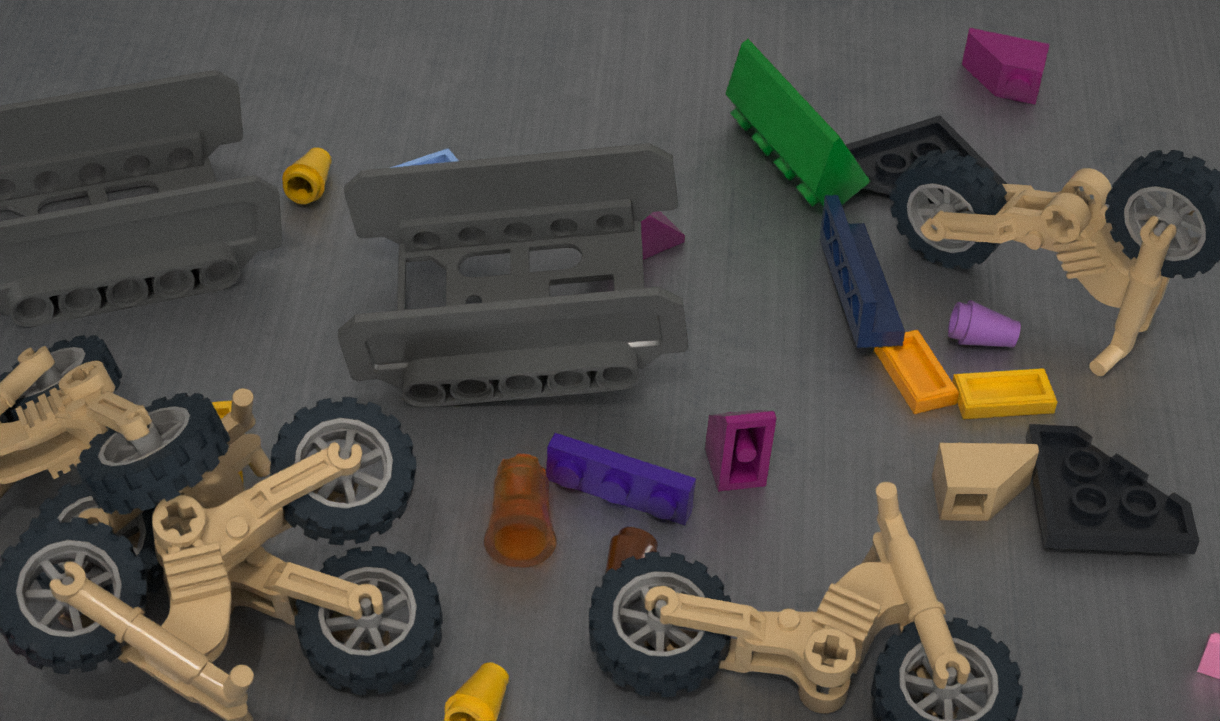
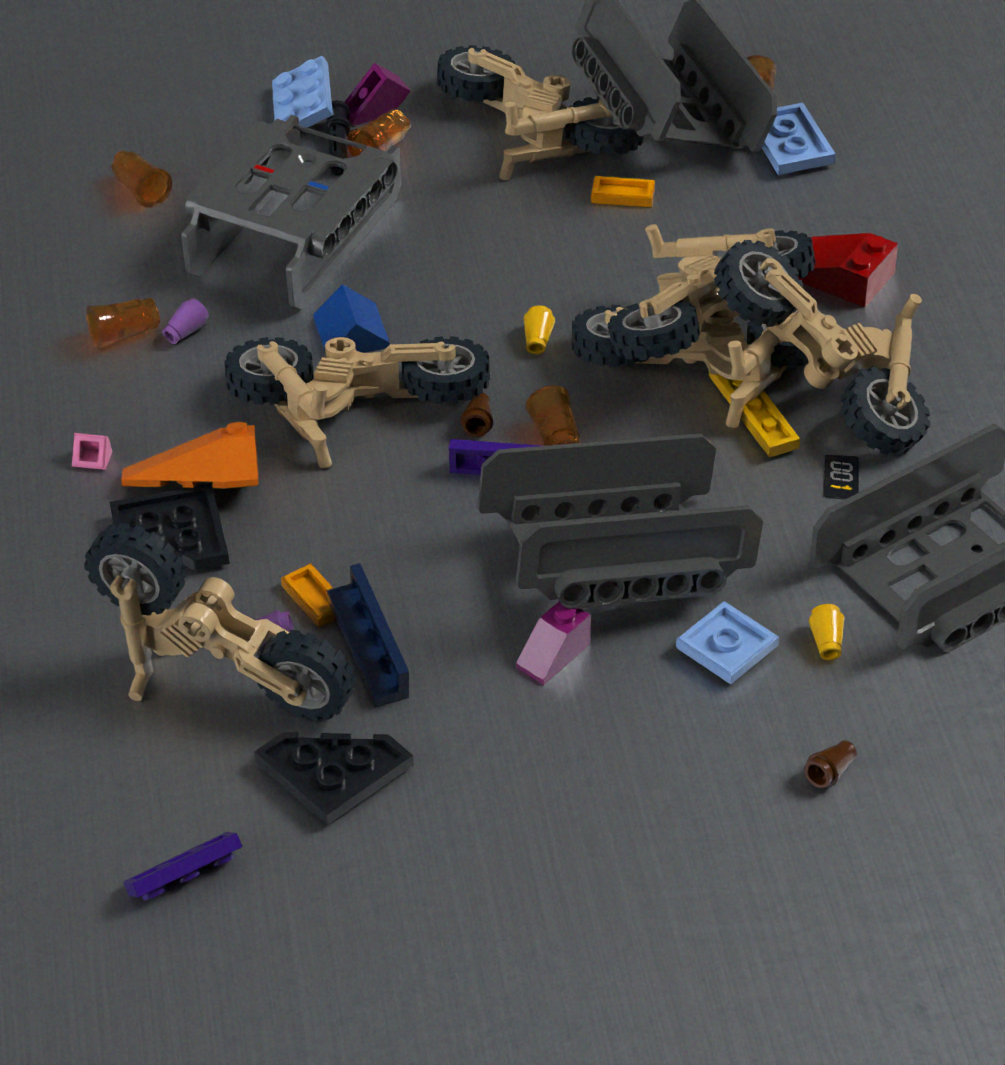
camera: 170 degrees right, 0 degrees up
(157, 373) = (841, 476): none -> black sticker
(390, 55) = (827, 766): none -> reddish brown cone
(740, 448) = (426, 482): magenta slope -> none
(791, 130) = (449, 740): green slope -> none
(980, 478) = (258, 514): tan slope -> none
(1004, 393) = (257, 590): yellow tile -> none
(1006, 64) = (268, 899): magenta slope -> none
(1056, 563) = (221, 457): none -> orange wedge
(1095, 111) = (183, 866): none -> dark purple plate

